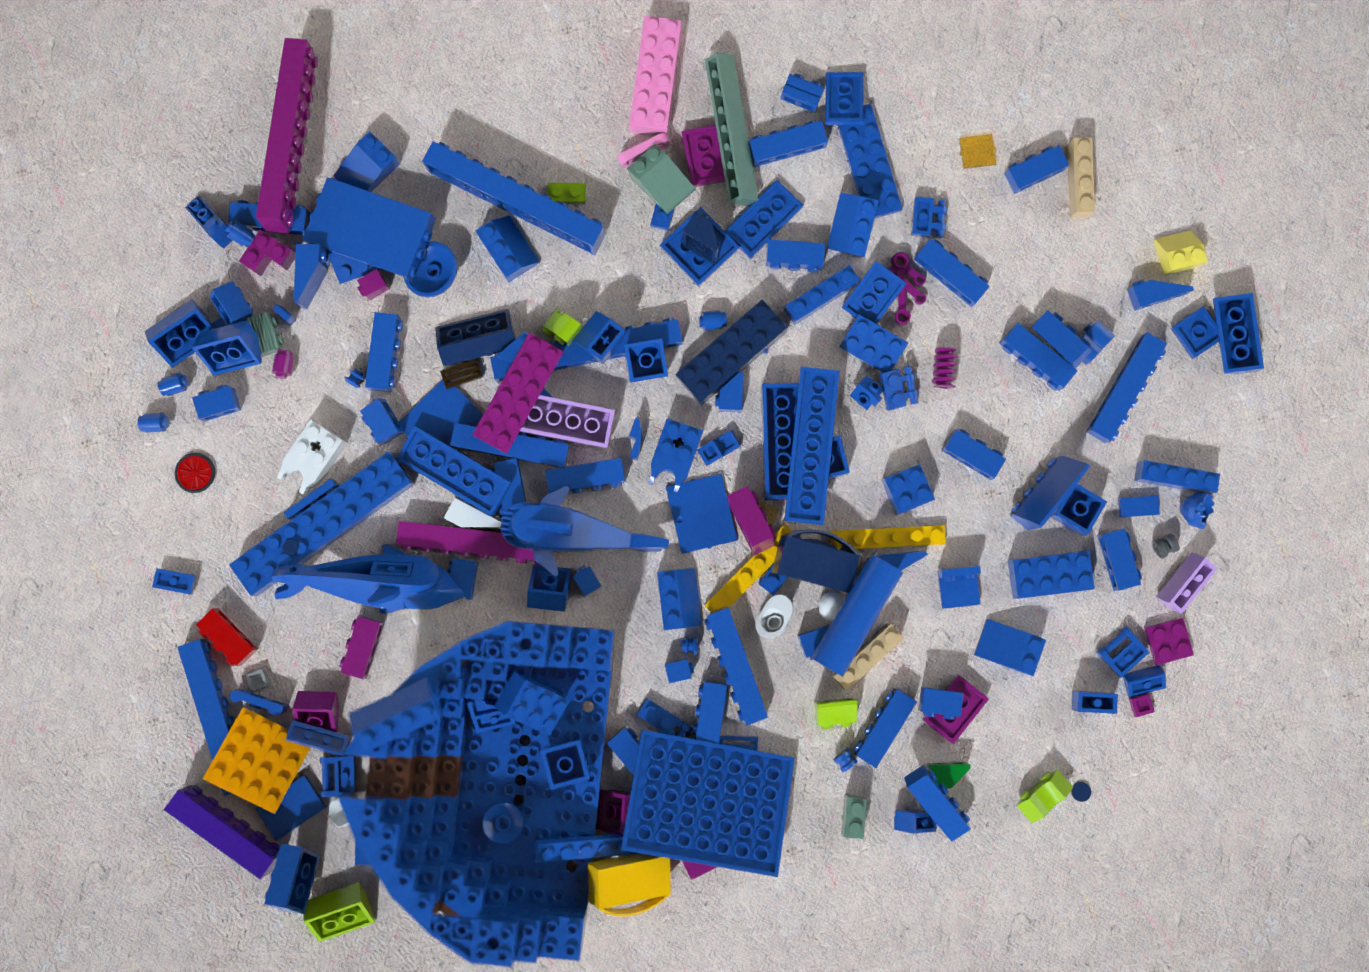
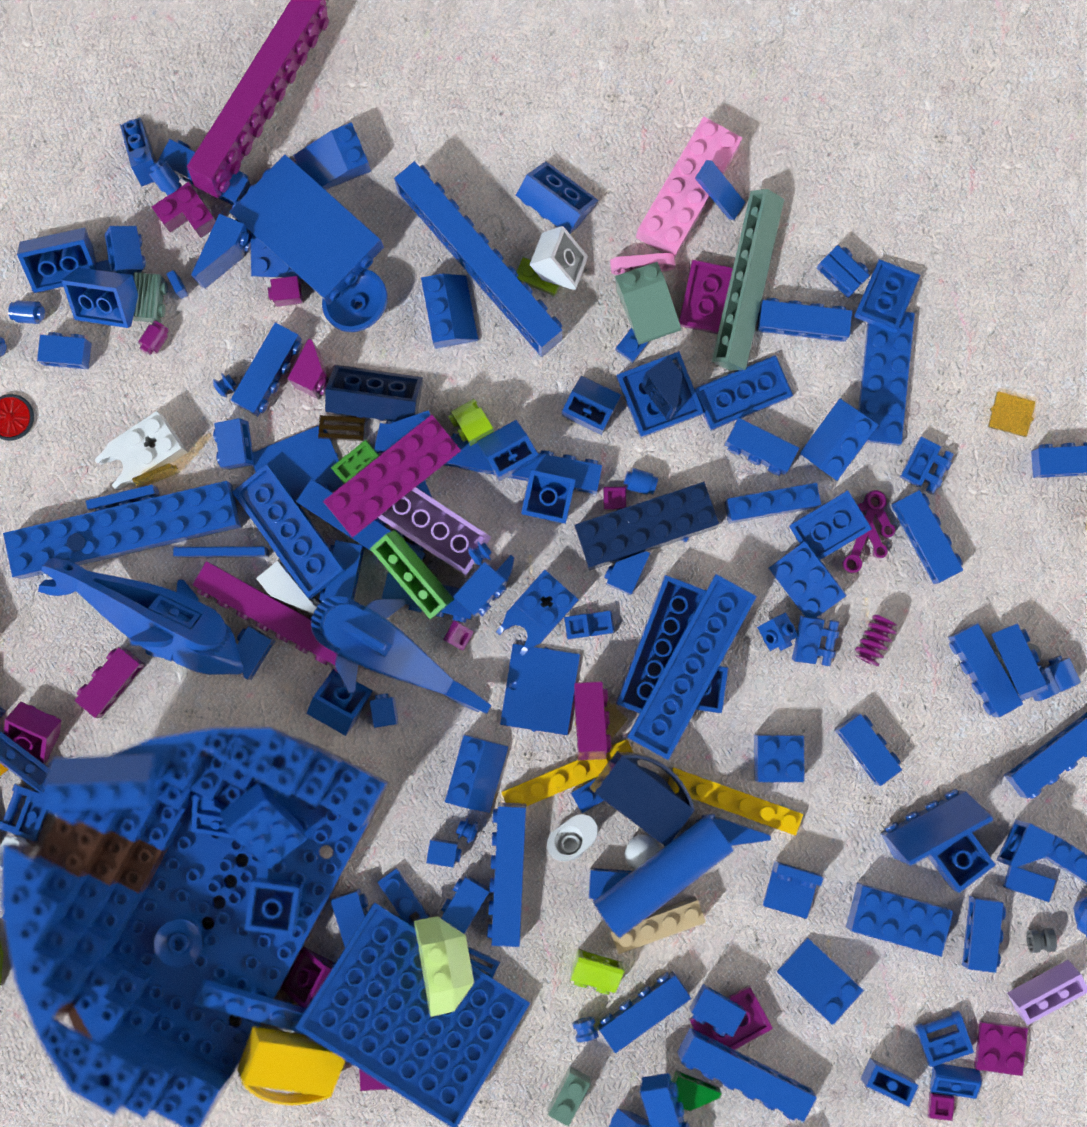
camera: 25 degrees right, 0 degrees up
(331, 470) = (156, 475): none -> clear yellow piece
(407, 509) = (220, 552): none -> blue tile
(418, 341) = (309, 372): none -> magenta slope
(483, 396) = (355, 461): none -> bright green plate
(555, 125) = (556, 197): none -> blue slope
(565, 463) = (412, 574): none -> bright green brick
(577, 172) = (559, 258): none -> white slope
(611, 425) = (479, 553): none -> blue wheel
(620, 498) = (458, 635): none -> magenta tile
(623, 453) = (480, 590): none -> blue brick
(649, 276) = (590, 405): none -> blue slope
(680, 68) = (720, 189): none -> blue tile
(697, 341) = (614, 498): none -> magenta tile
(715, 754) = (444, 964): none -> yellowish green wedge
(983, 742) = (746, 1075): none -> blue brick
(1123, 476) = (1025, 844): none -> blue slope

